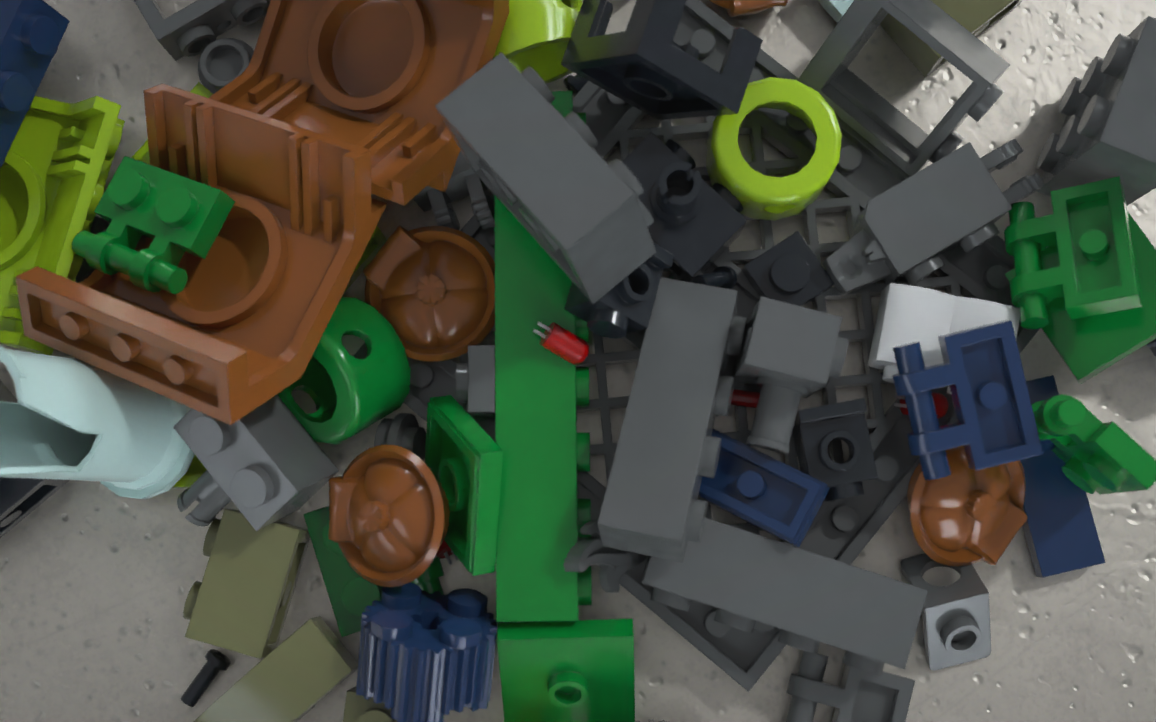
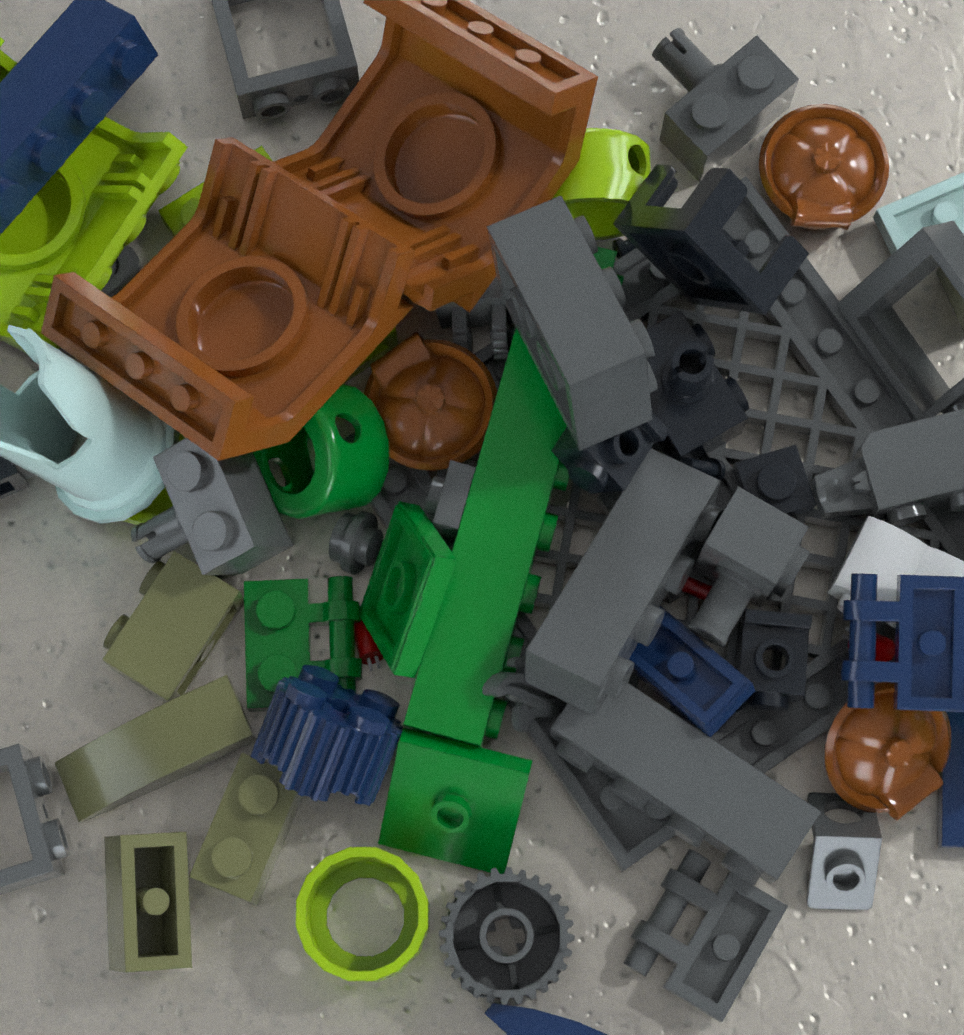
camera: 10 degrees right, 5 degrees down
(160, 206) = (200, 252): green plate -> none
(215, 662) = (104, 710): black piece -> none
(223, 62) = (290, 134): dark grey plate -> none
(388, 515) = (328, 597): dark orange piece -> none
(563, 343) = (541, 483): red piece -> none
(772, 196) = (788, 406): lime piece -> none

